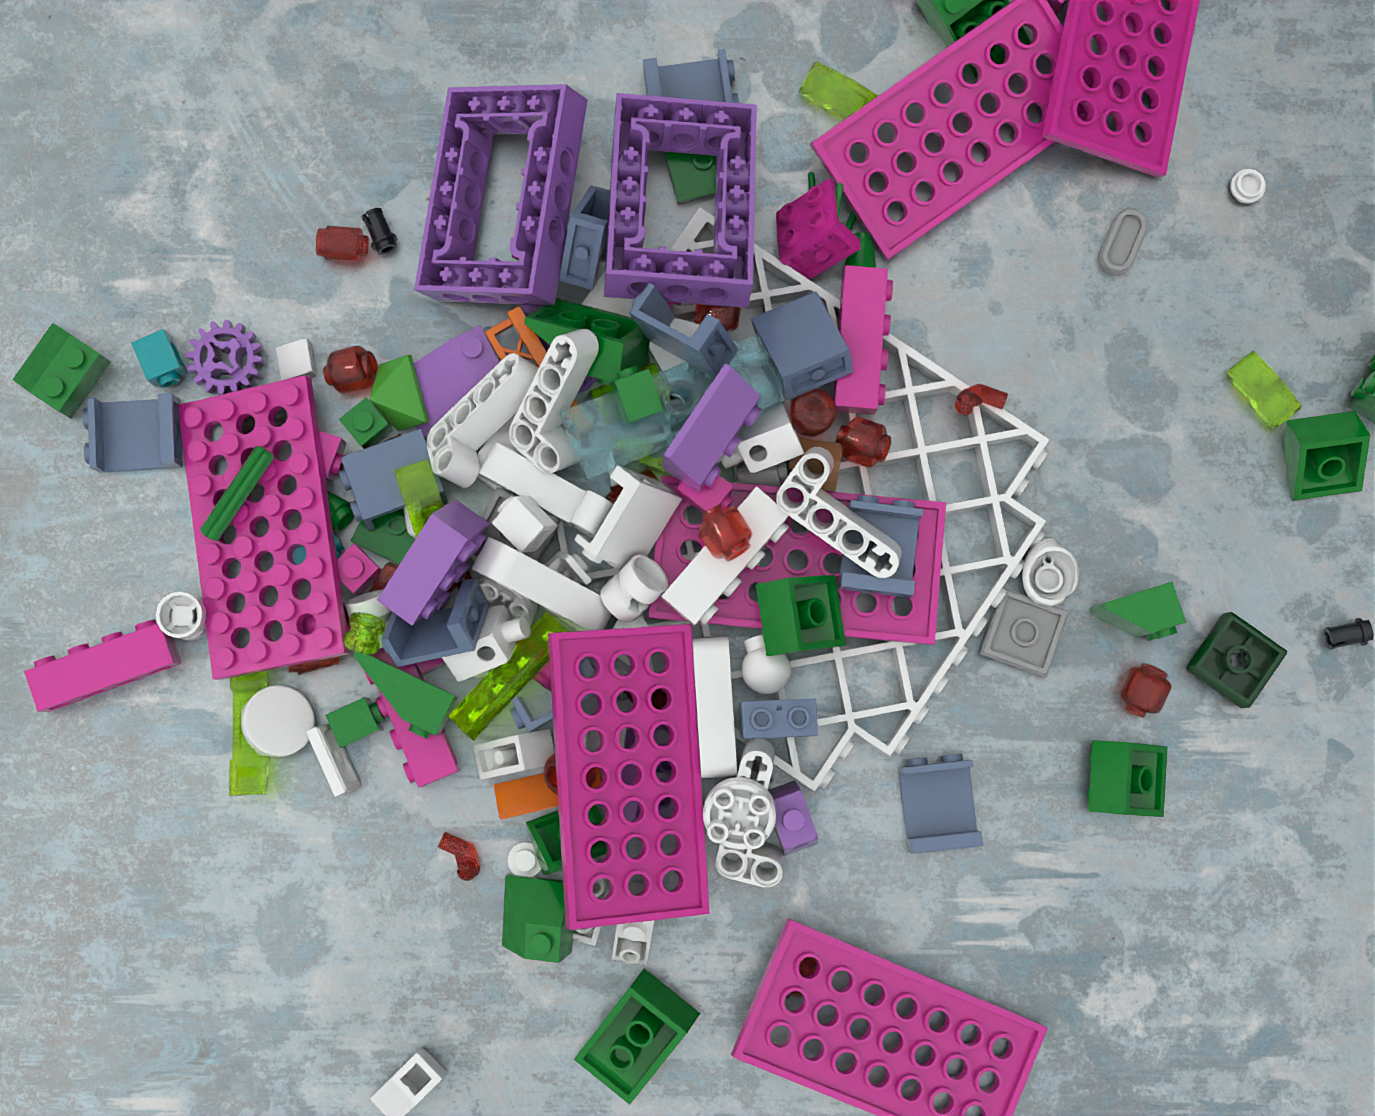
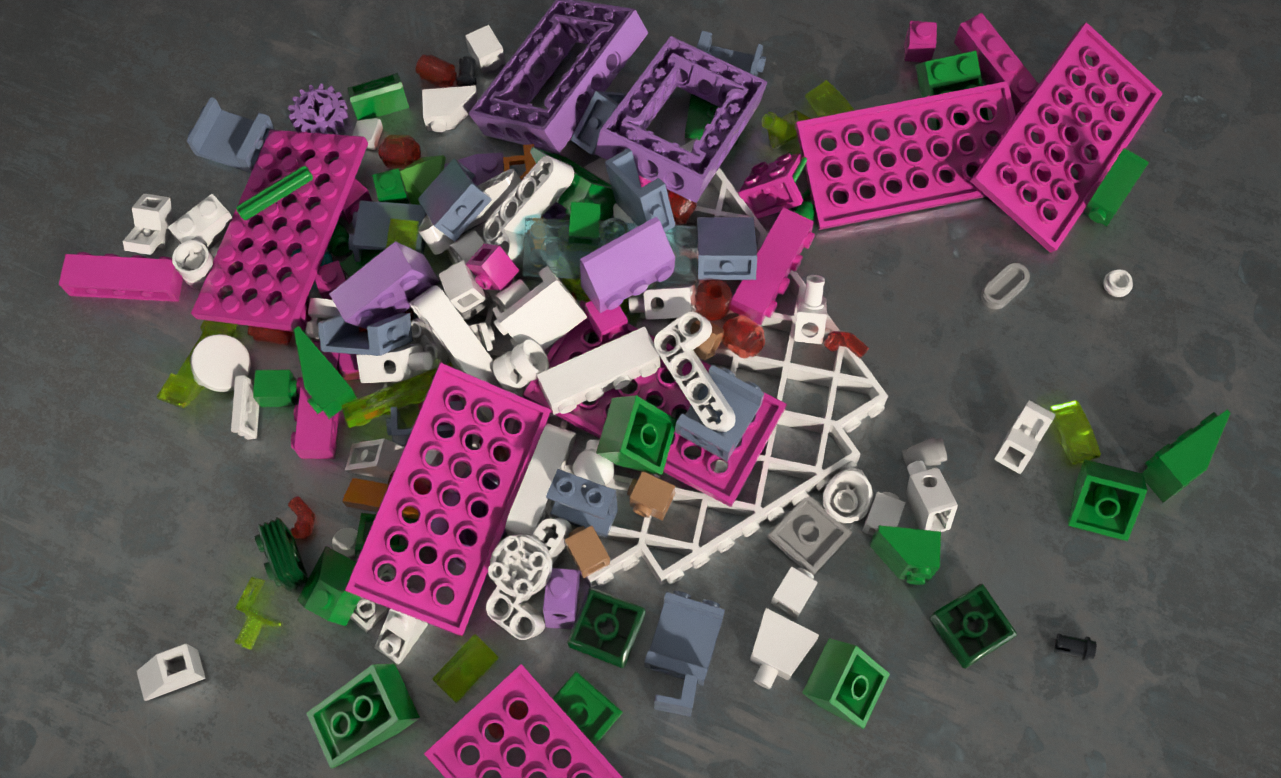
camera: 30 degrees right, 15 degrees down
(61, 371) = (207, 78): green slope -> none
(105, 591) = (151, 218): none -> white brick
(159, 359) = (274, 94): teal brick -> none
(164, 564) = (203, 223): none -> white brick
(284, 305) = (378, 97): none -> green slope
(364, 633) = (309, 317): clear neon green wheel -> none
(378, 287) = (447, 106): none -> white slope
(388, 189) = (485, 49): none -> white brick
(457, 418) = (454, 200): none -> sand blue panel
(468, 909) = (281, 550): none -> dark green brick
(469, 987) = (255, 618): none -> clear neon green bracket
(550, 490) = (492, 267): none -> dark pink brick
(721, 939) = (465, 668): none -> clear neon green slope
(725, 532) = (604, 344): clear red head -> none
(793, 147) = (782, 128): none -> clear neon green bracket
(802, 765) = (587, 550): none -> medium nougat brick
(842, 673) = (650, 496): none -> medium nougat brick
(868, 925) = (586, 707): none -> green plate
(870, 848) = (598, 609): none -> dark green brick
(927, 377) = (813, 309): none -> white bracket
(973, 873) = (679, 706): none -> sand blue panel
(1035, 703) = (794, 591): none -> white brick
(1044, 772) = (779, 648): none -> white torso
(1097, 577) = (884, 511): none -> white brick
(1112, 485) = (929, 451): none -> light grey cone
(1142, 550) = (930, 498): none -> white torso
(1145, 690) = (888, 618): clear red head -> none
(1209, 75) = (1115, 187): none -> green slope
(1211, 423) = (1024, 437): none -> white brick

